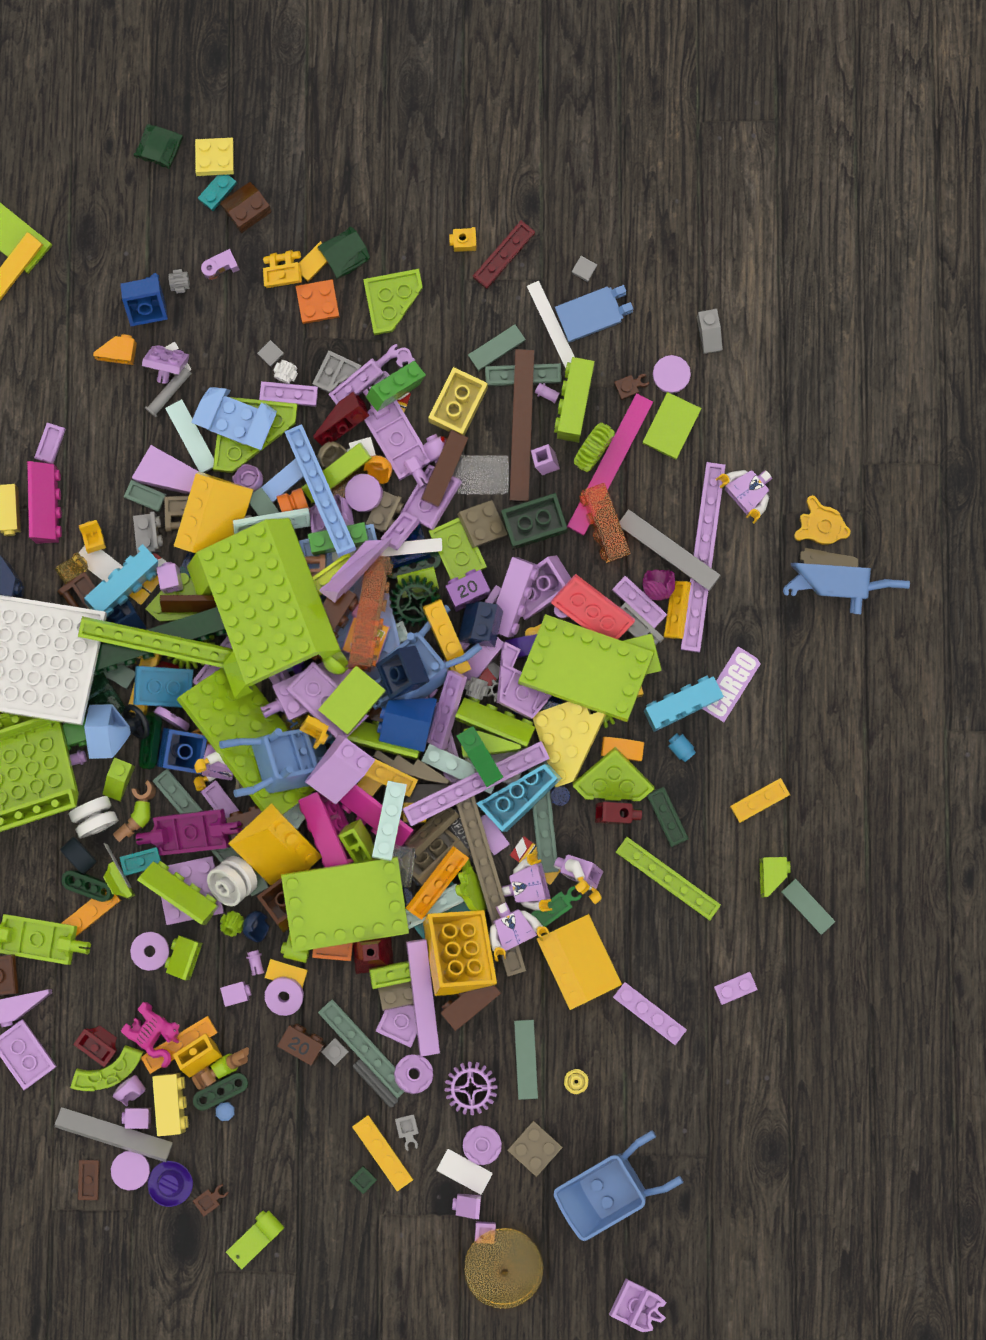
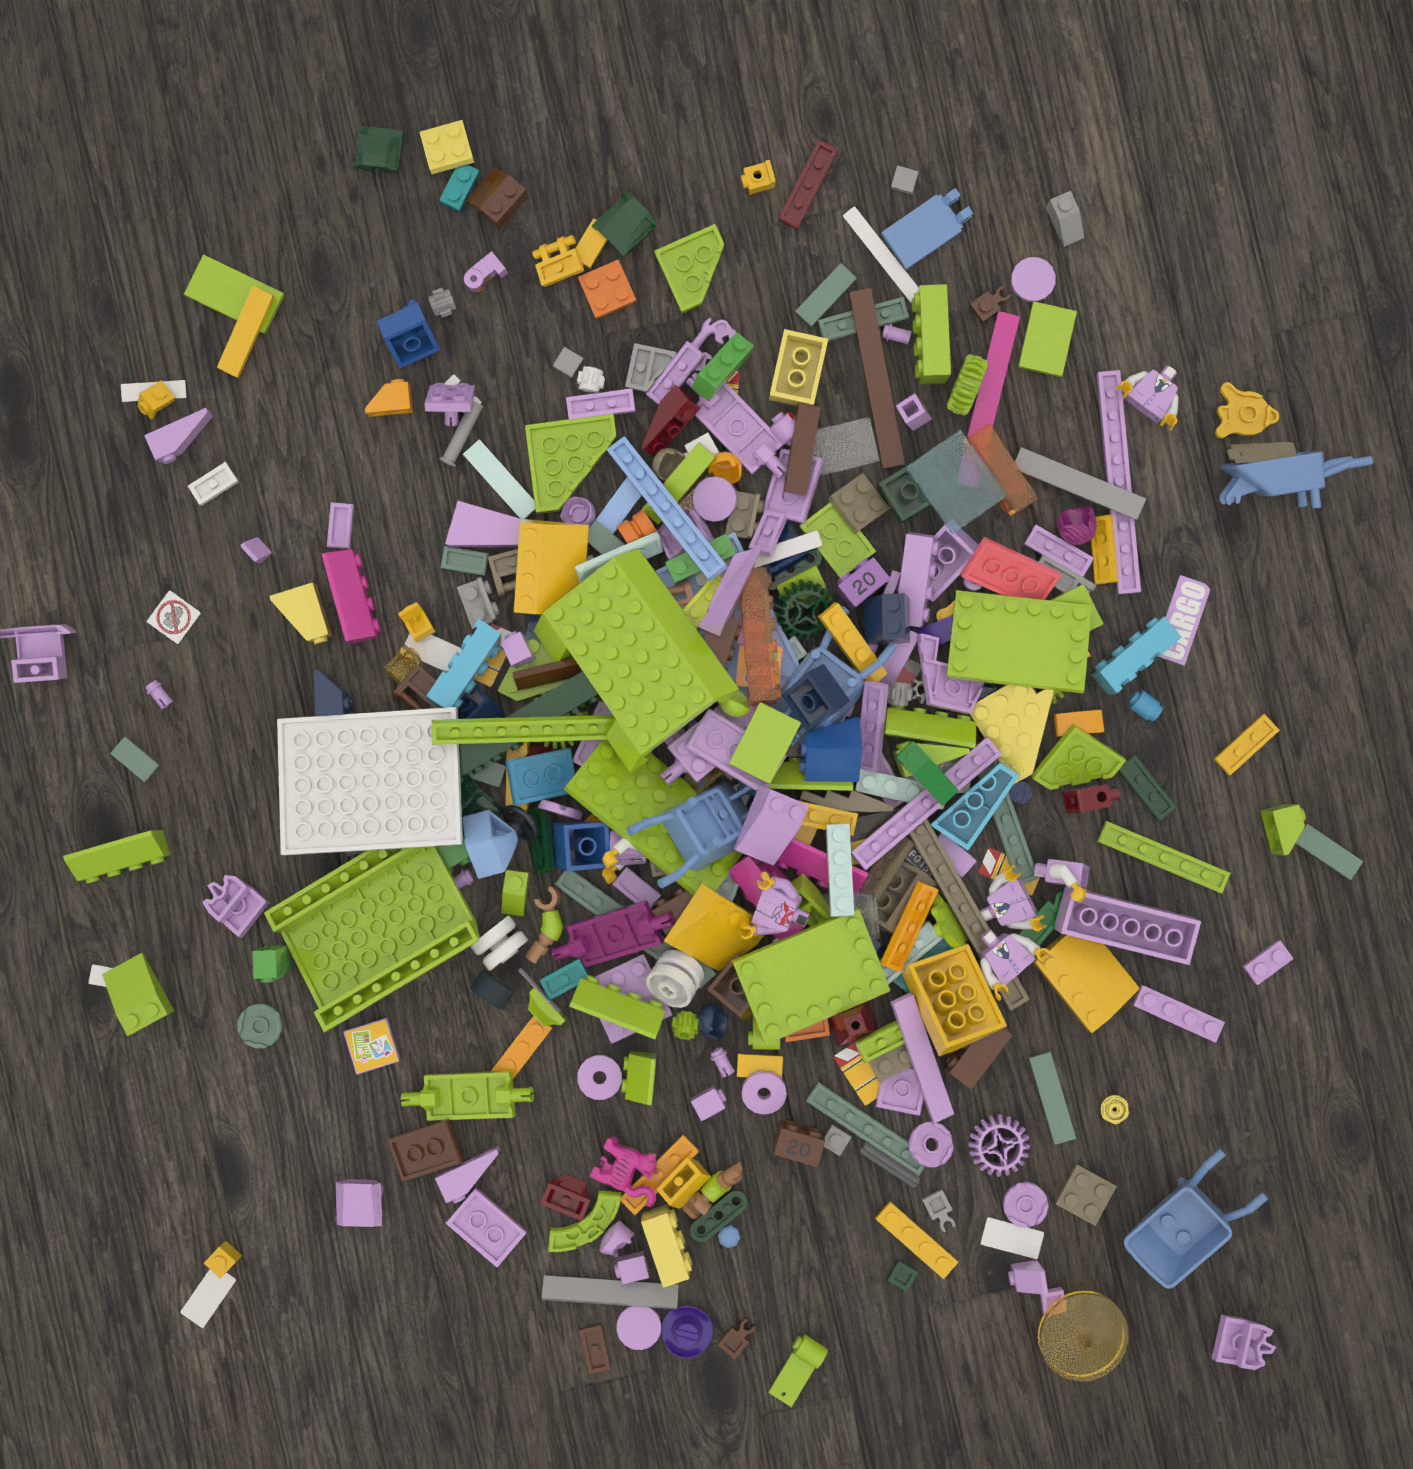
camera: 20 degrees left, 5 degrees up
(81, 885) = (504, 1022): dark green plate -> none
(233, 418) = (546, 447): light blue piece -> none
(316, 729) = (731, 785): yellow bracket -> none
(328, 840) = (775, 909): none -> lavender torso
(368, 1001) = (858, 1073): none -> yellow sticker
(564, 524) = (956, 481): none -> clear light blue piece
(622, 927) = (1128, 926): none -> lavender brick

